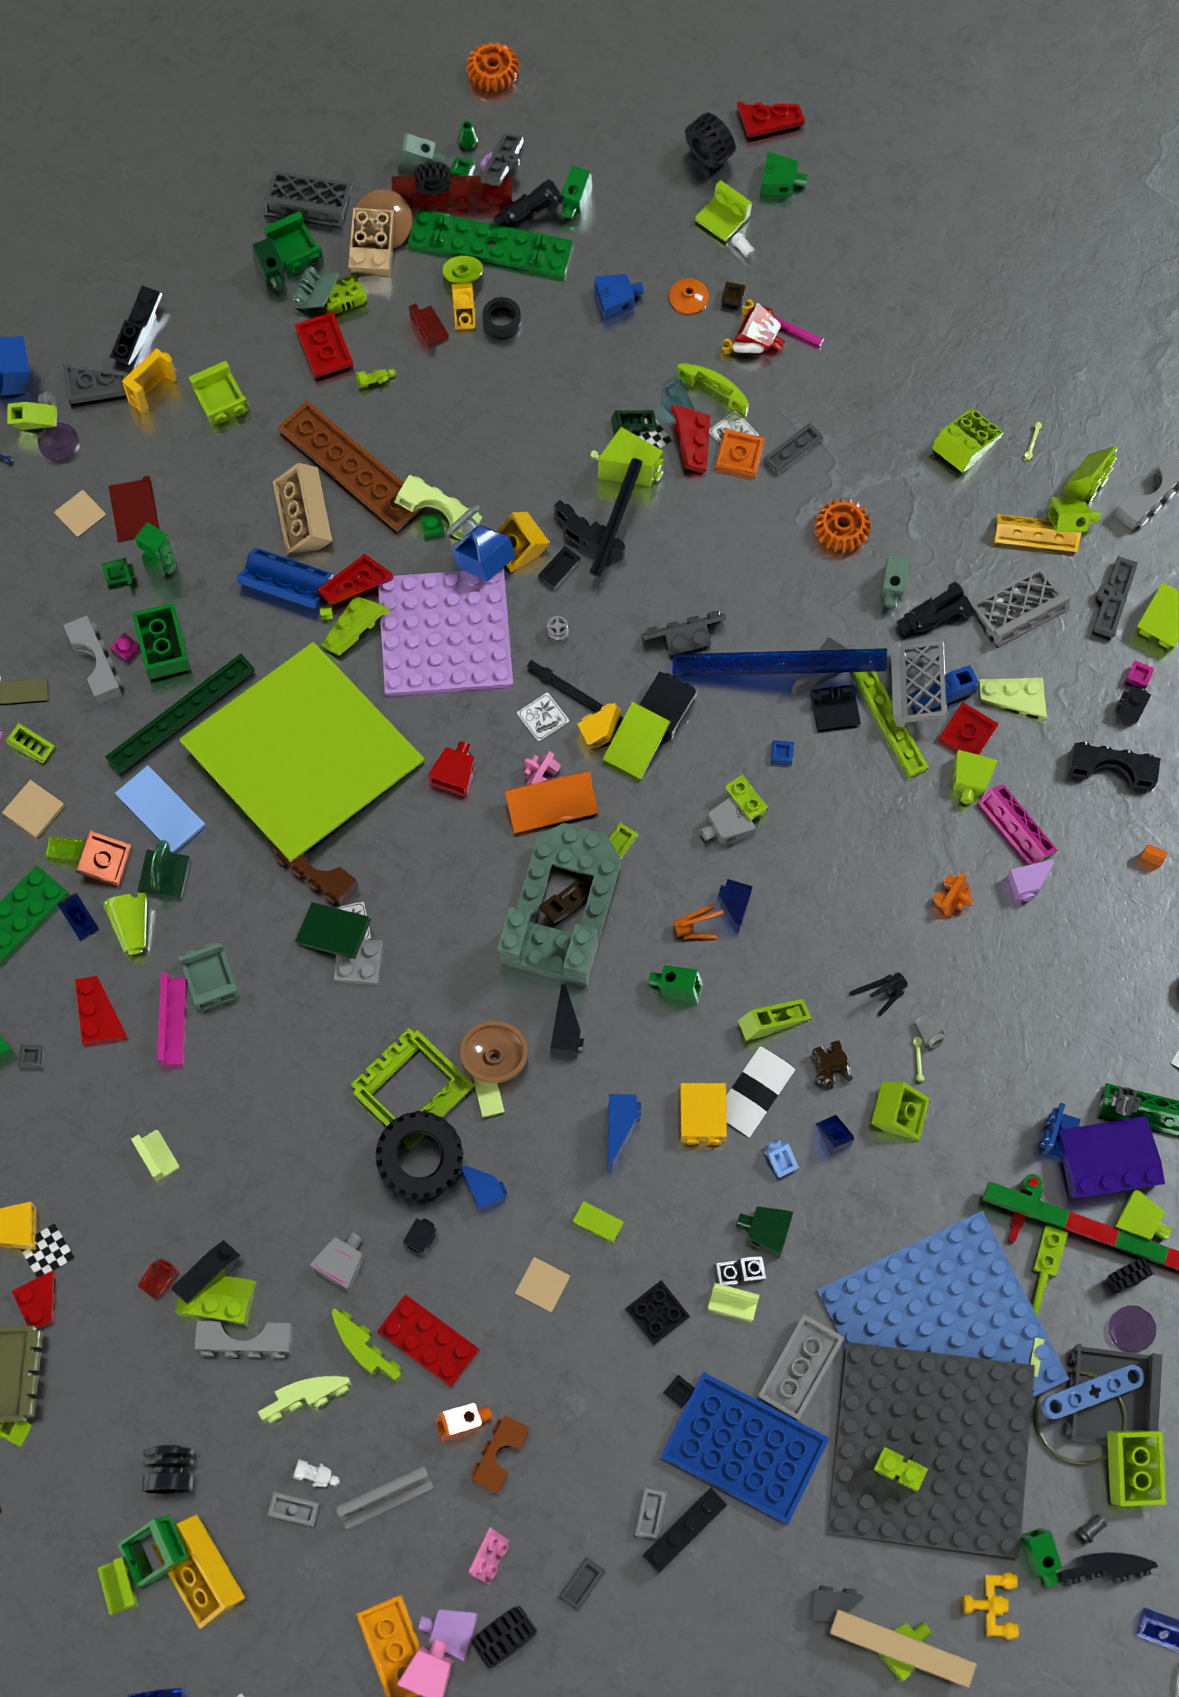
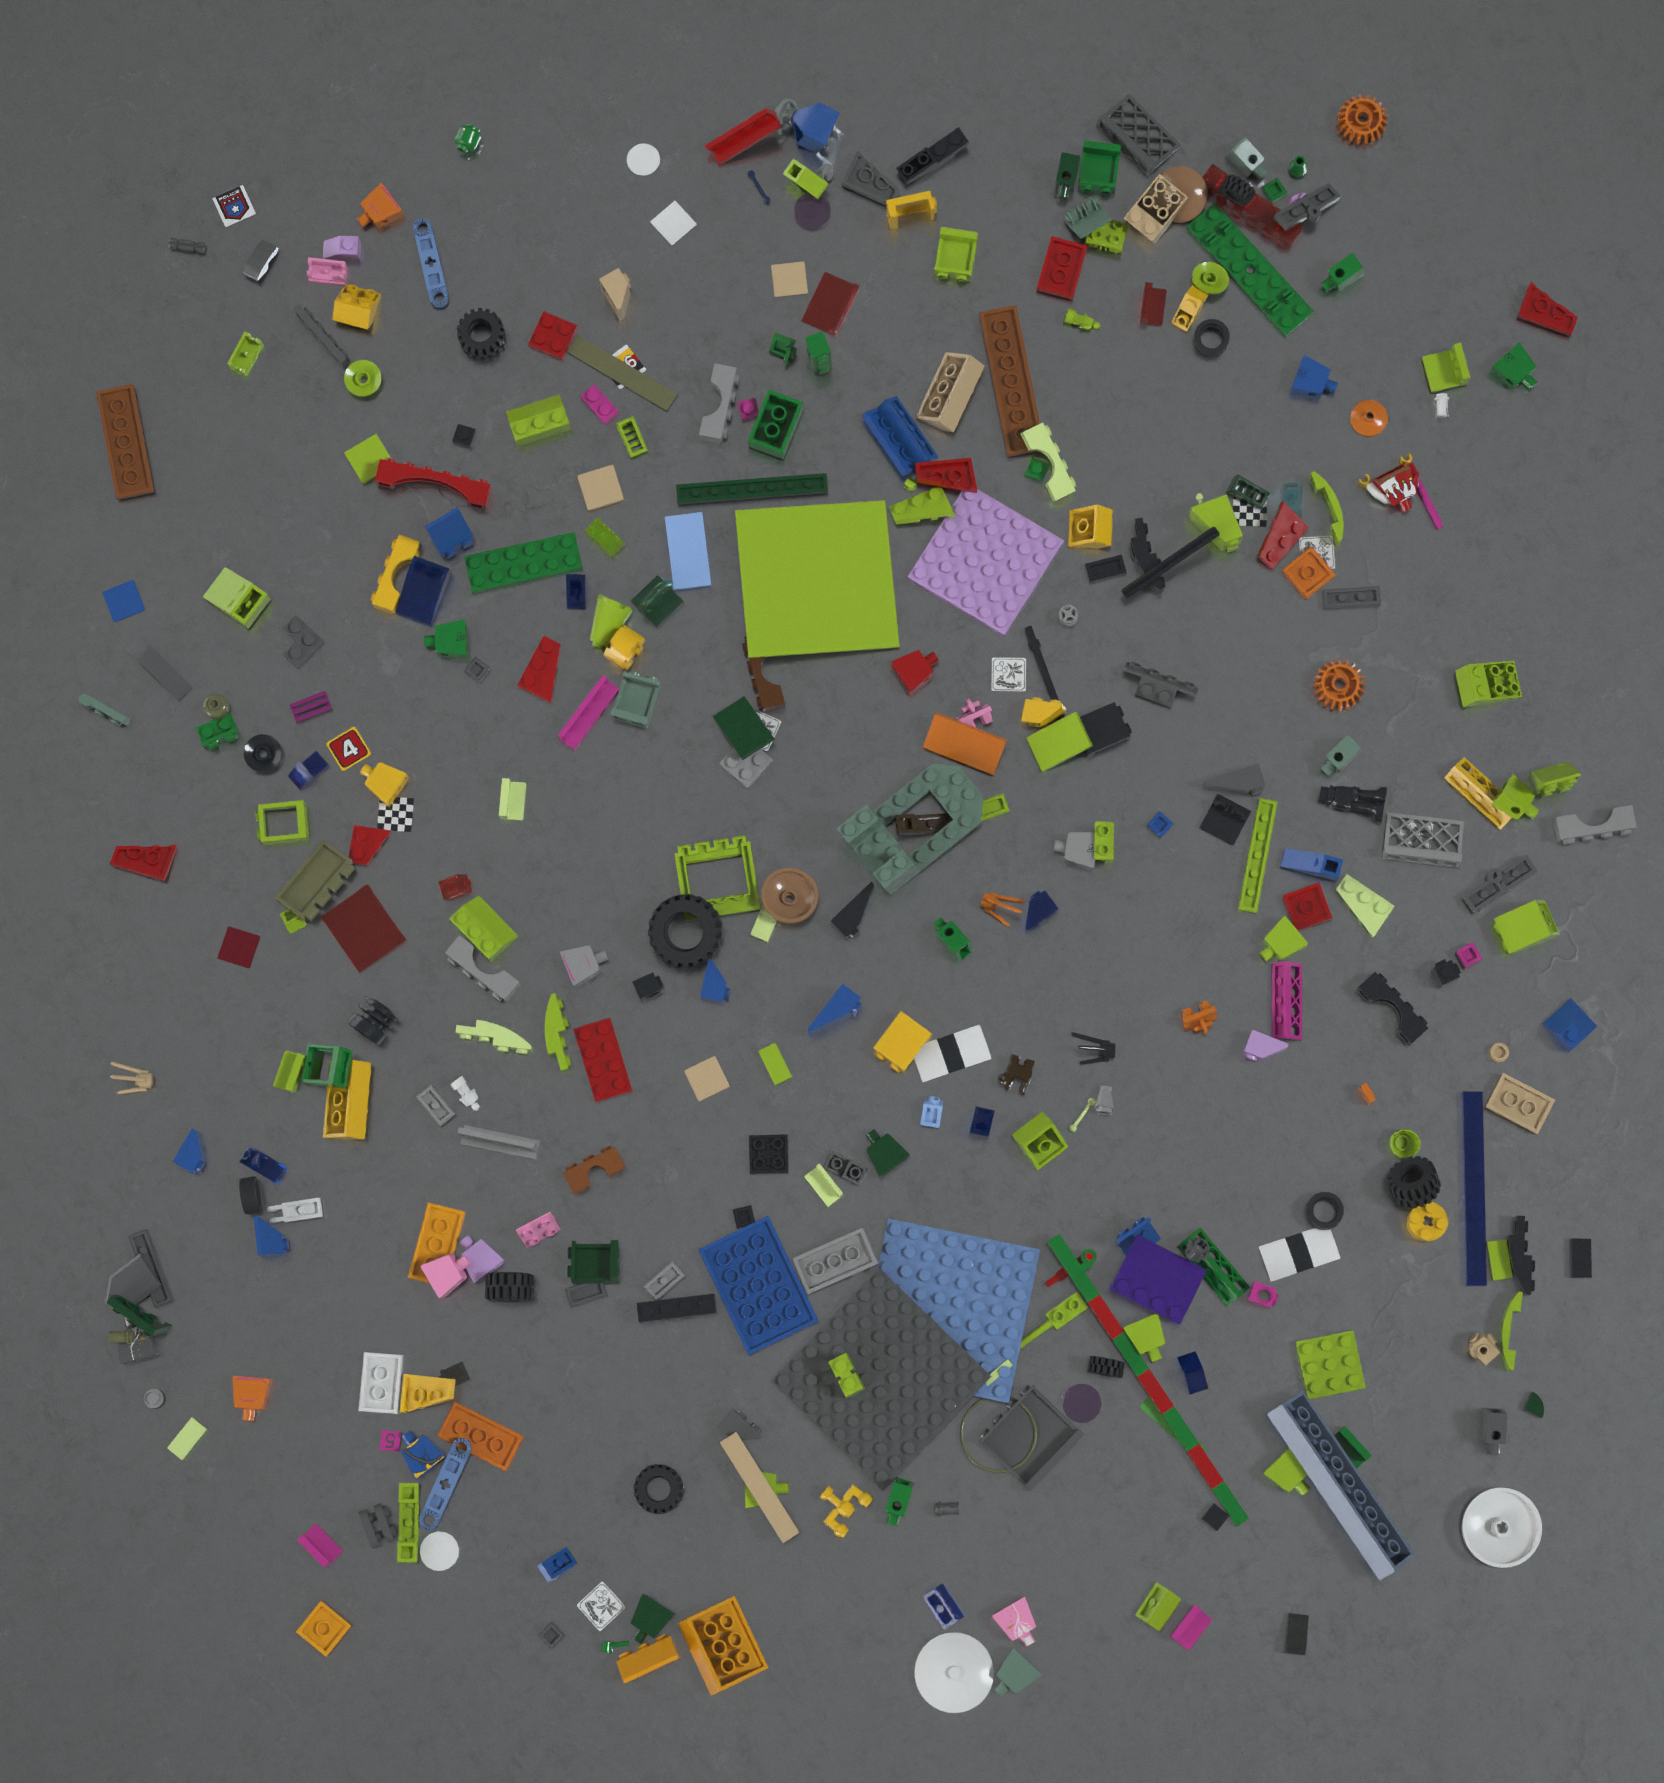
camera: 45 degrees right, 10 degrees up
(93, 1386) = (363, 928): none -> clear red piece
(103, 858) = (622, 560): tile -> none
(163, 934) = (624, 646): none -> yellow brick
(206, 1272) = (487, 907): black slope -> none
(452, 1423) = (576, 1128): torso -> none
(482, 549) = (1055, 516): blue piece -> none
(524, 205) = (1297, 256): black piece -> none
(569, 1547) = (594, 1263): none -> dark green panel
(710, 140) = (1479, 302): black tyre -> none
(733, 294) = (1402, 441): dark brown plate -> none
(773, 1018) = (1002, 1013): lime slope -> none
(780, 662) = (1206, 758): clear blue plate -> none
(900, 680) = (1281, 839): light grey fence -> none
(1028, 455) = (1552, 710): yellowish green hinge -> none
(1078, 1396) = (1030, 1426): medium blue piece -> none
(1115, 1565) = (944, 1543): black slope -> none
(1136, 1467) = (1006, 1492): lime slope -> none

